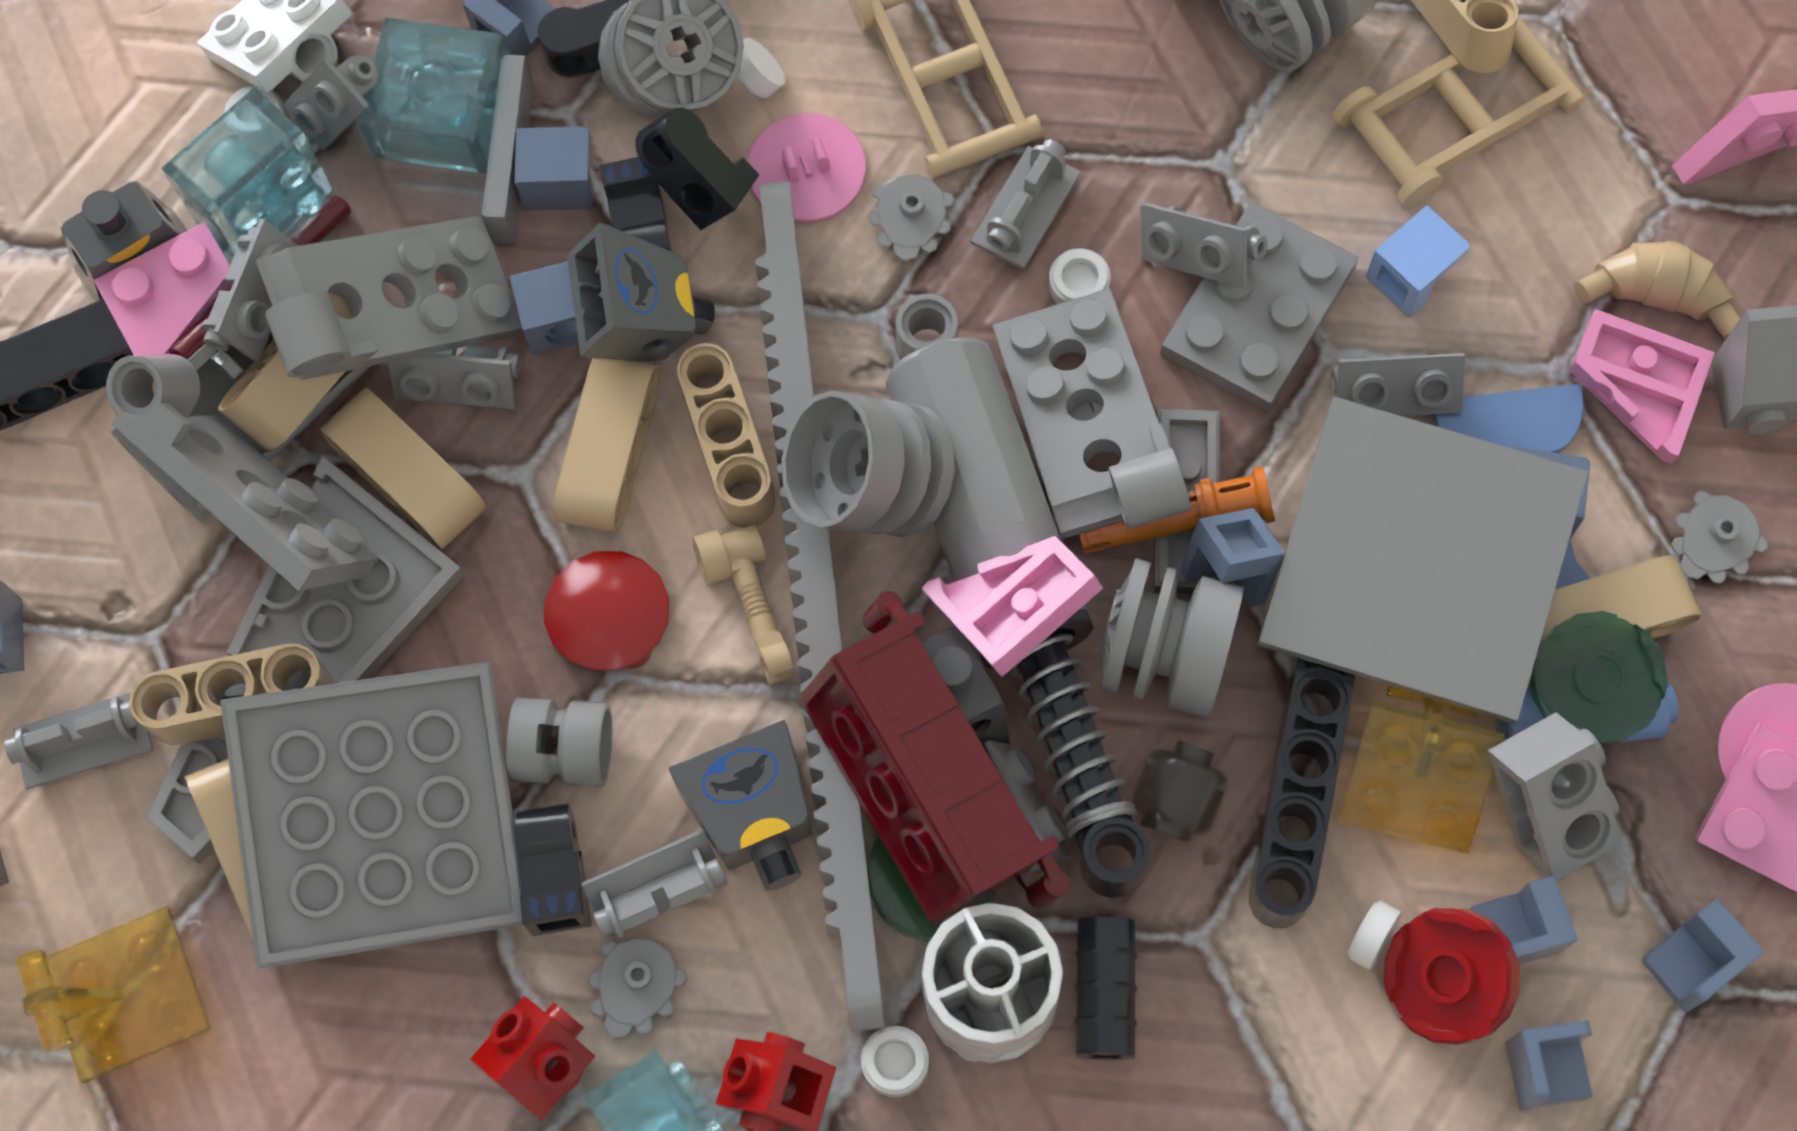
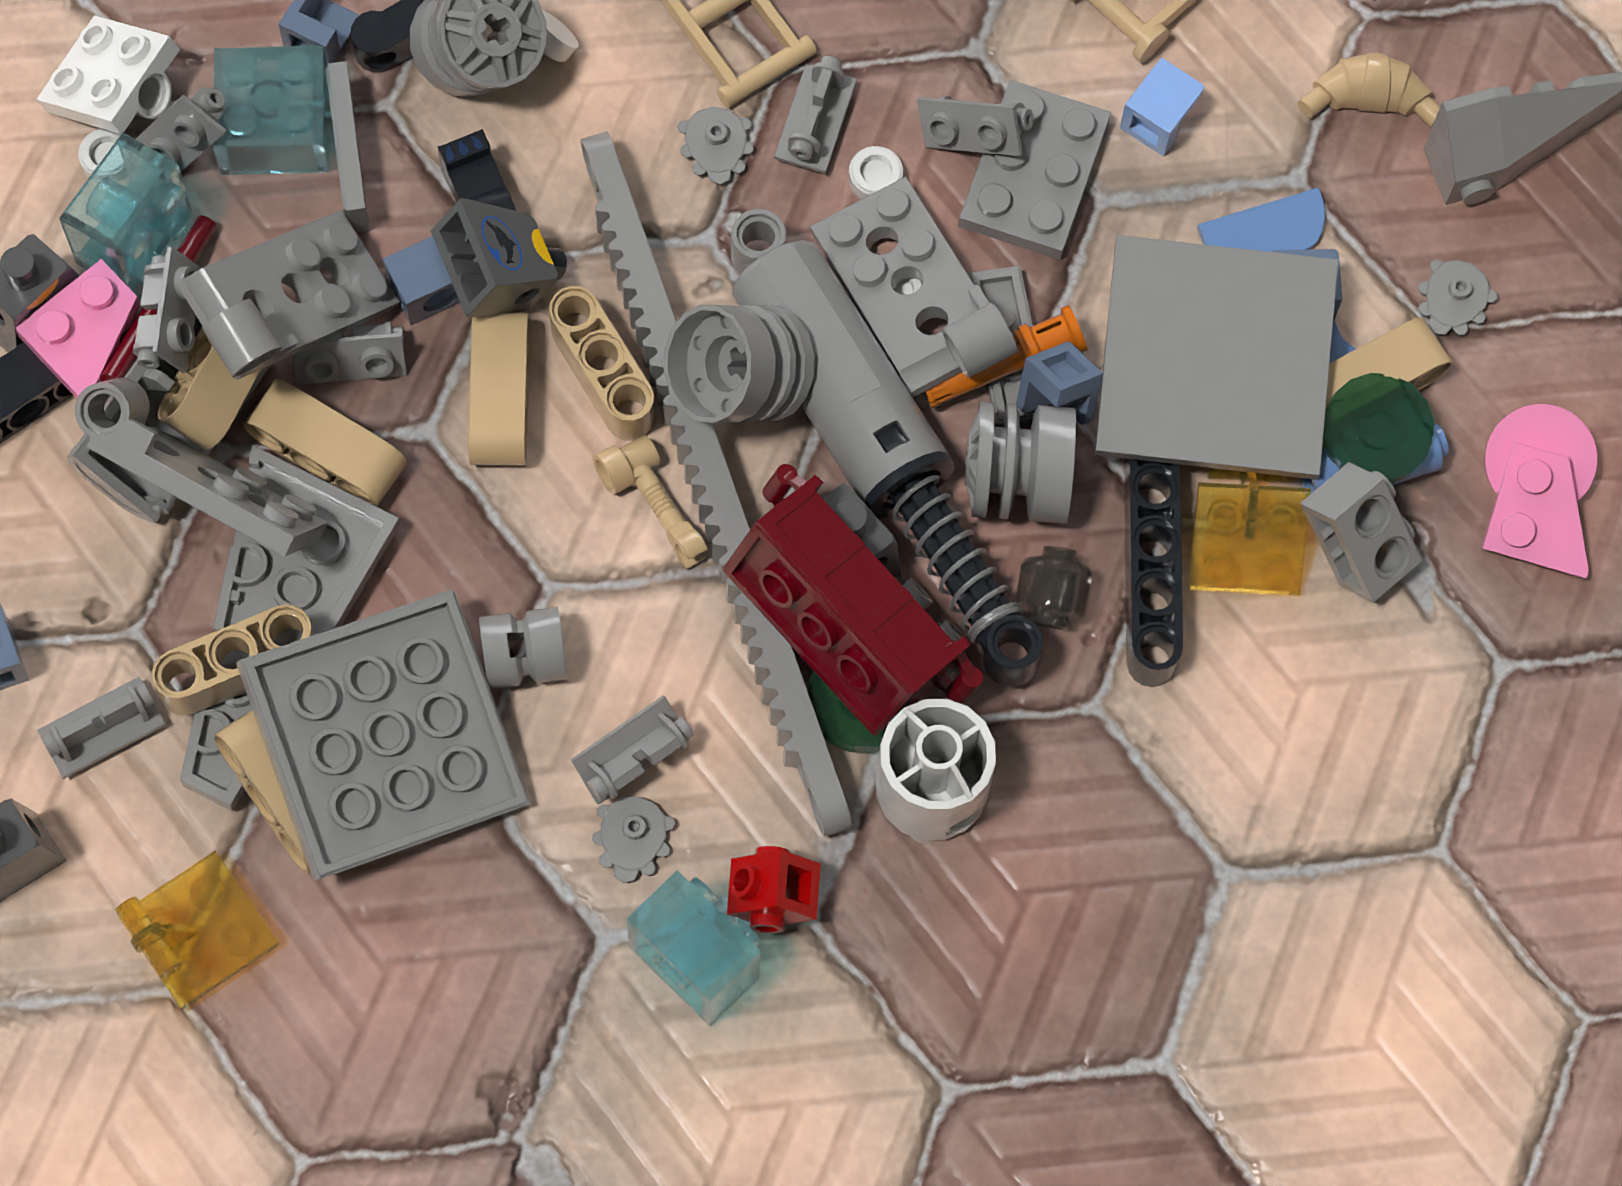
camera: 20 degrees left, 0 degrees up
(534, 1055) = (565, 906): red brick -> none
(551, 871) = (541, 756): black leg -> none
(554, 168) = (395, 156): sand blue panel -> none
(606, 611) = (532, 532): red dish -> none
(693, 167) = (522, 135): black leg -> none
(749, 802) = (696, 666): dark grey torso -> none
(819, 160) = (617, 103): bright pink piece -> none
(895, 1061) = (864, 854): white tile -> none
(1016, 600) = (890, 452): bright pink wing -> none
(1106, 988) = (1026, 759): black axle -> none
(1374, 934) = (1236, 673): white tile -> none
(1403, 383) = (1170, 214): light grey hinge -> none
(1452, 975) = (1305, 692): red tile -> none
(1533, 919) = (1355, 644): sand blue panel -> none
(1549, 1065) = (1397, 748): sand blue panel -> none
(1643, 379) = (1369, 174): bright pink wing -> none
(1702, 956) = (1503, 638): sand blue panel -> none

